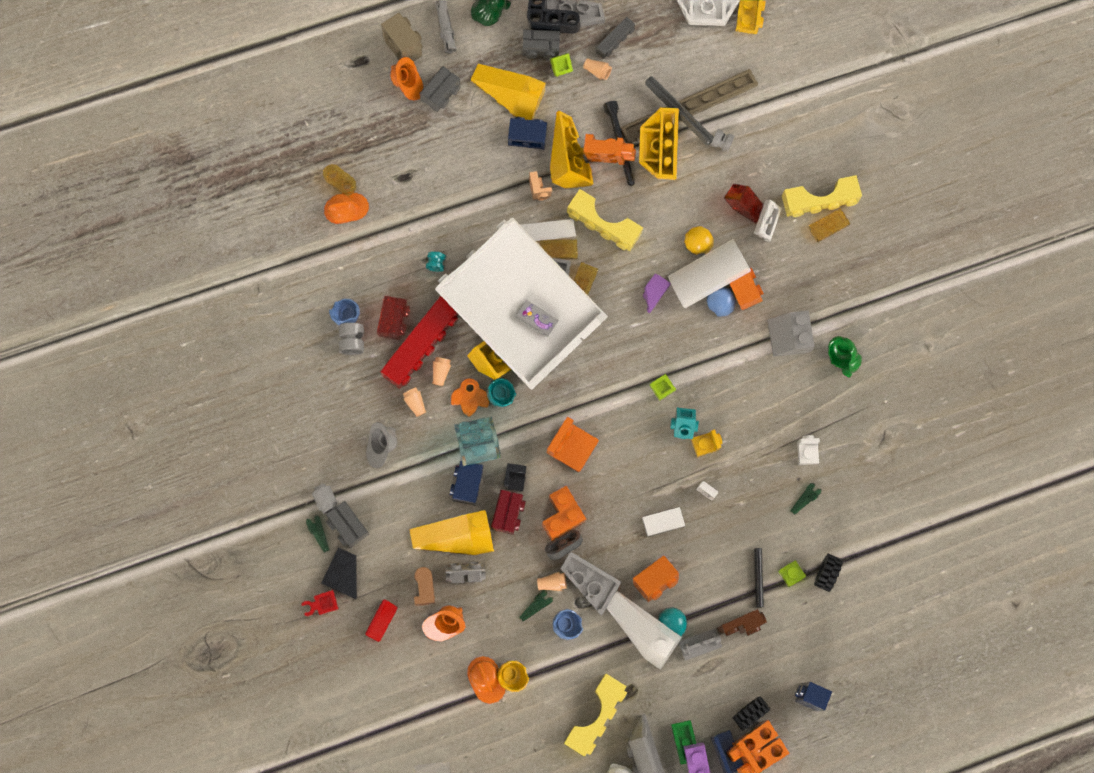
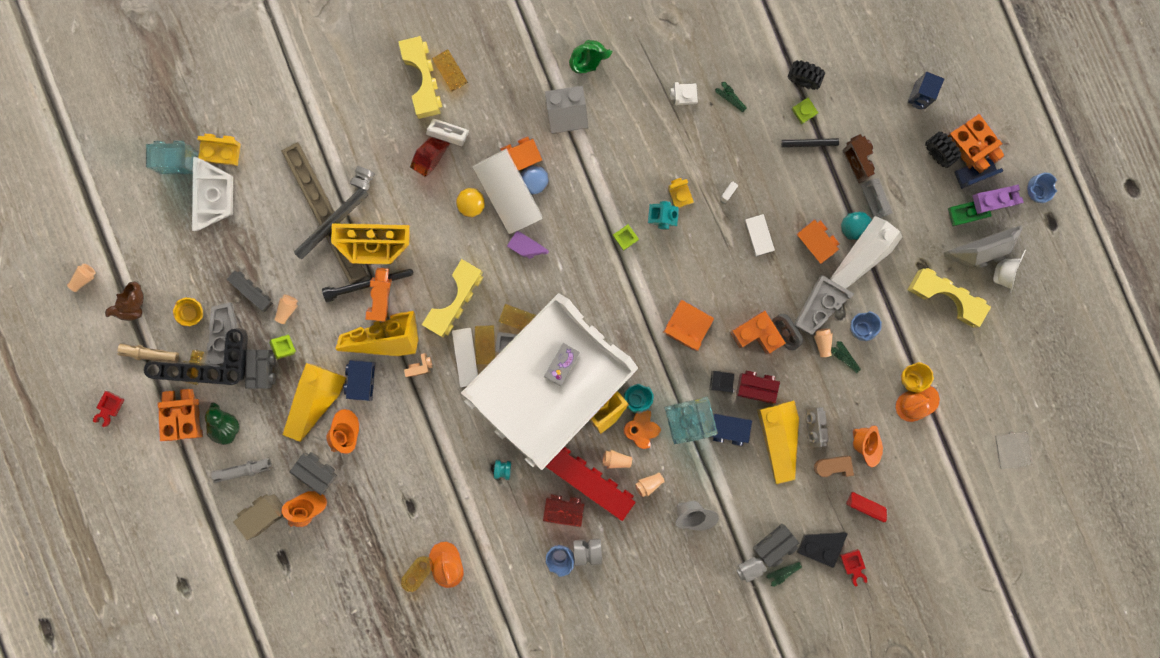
camera: 85 degrees left, 10 degrees up
(479, 116) = (343, 432): none -> orange piece

